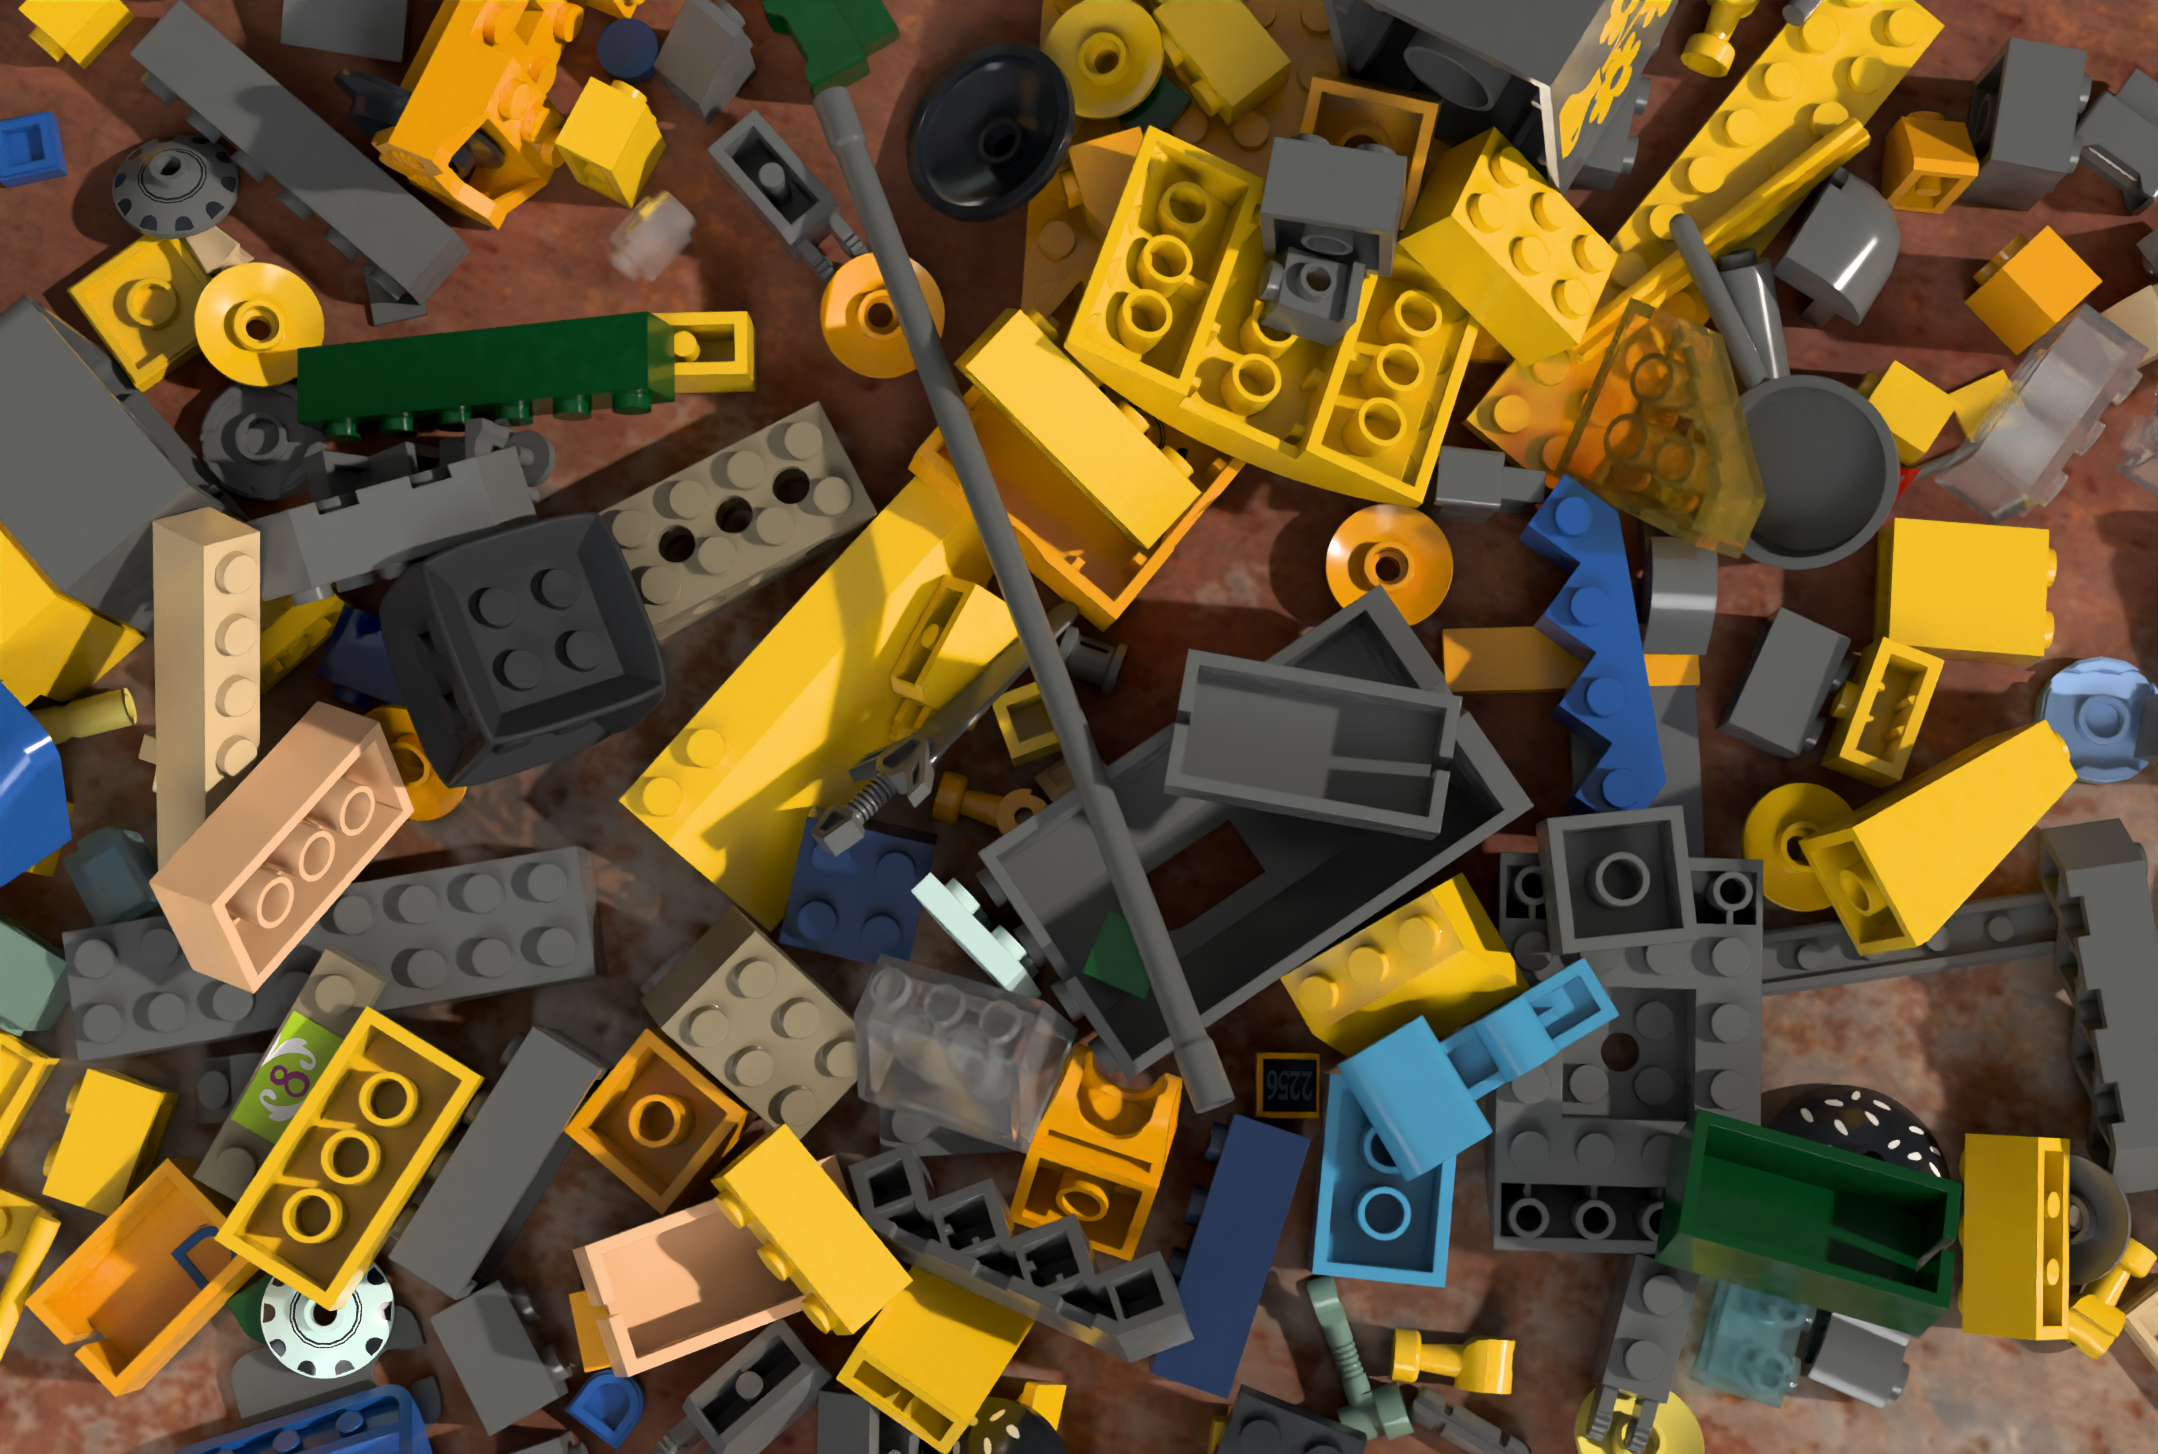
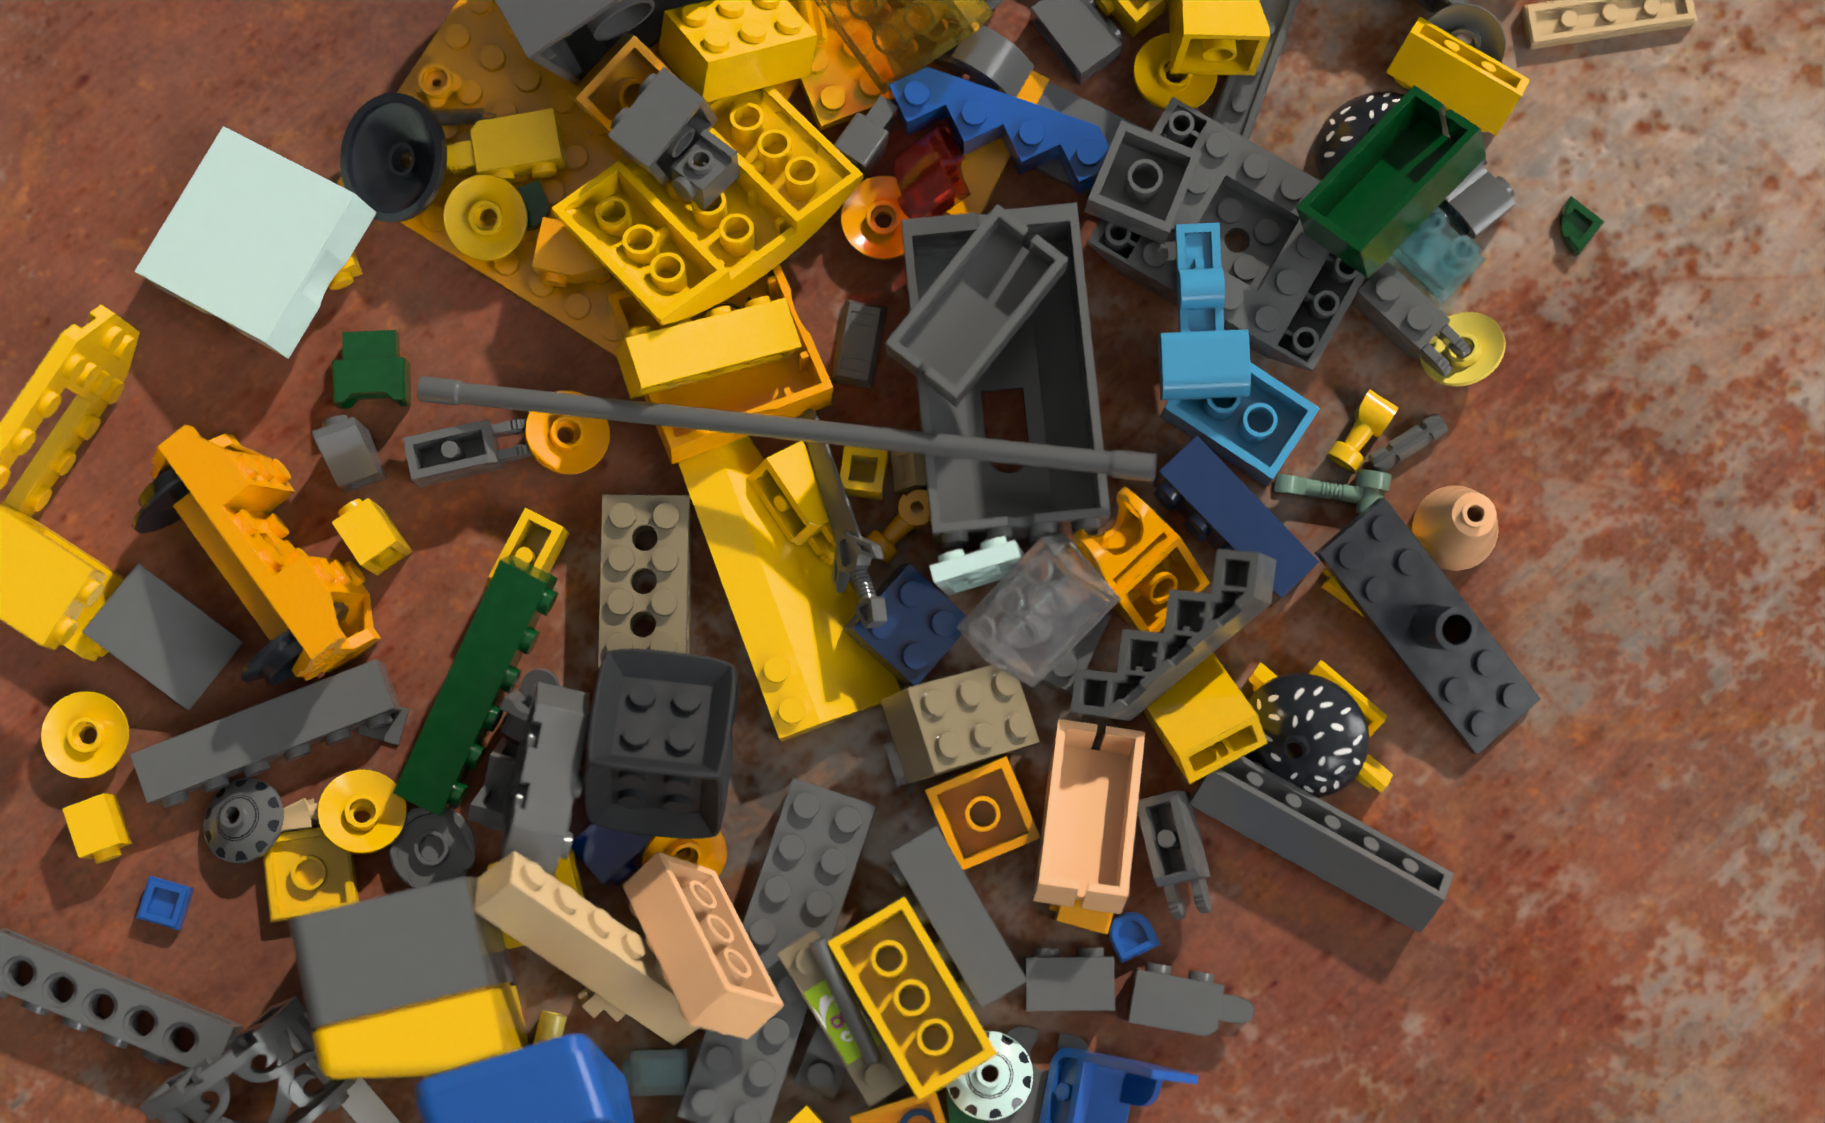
camera: 65 degrees left, 0 degrees up
(306, 1071) = (845, 1001): none -> dark grey piece
(628, 51) = (314, 500): blue tile -> none
(650, 237) = (440, 546): clear brick -> none
(809, 1232) = (1097, 751): yellow brick -> none
(990, 132) = (474, 311): black dish -> none
(1093, 660) = (848, 412): dark grey bush -> none
(1116, 958) = (1038, 482): dark green tile -> none
(1206, 623) = (858, 344): none -> dark grey tile
(1286, 1085) = (1155, 438): slope -> none
(1423, 958) = (1125, 318): yellow slope -> none
(1476, 596) = (931, 174): none -> clear red brick
(2093, 1314) = (1522, 58): yellow leg -> none

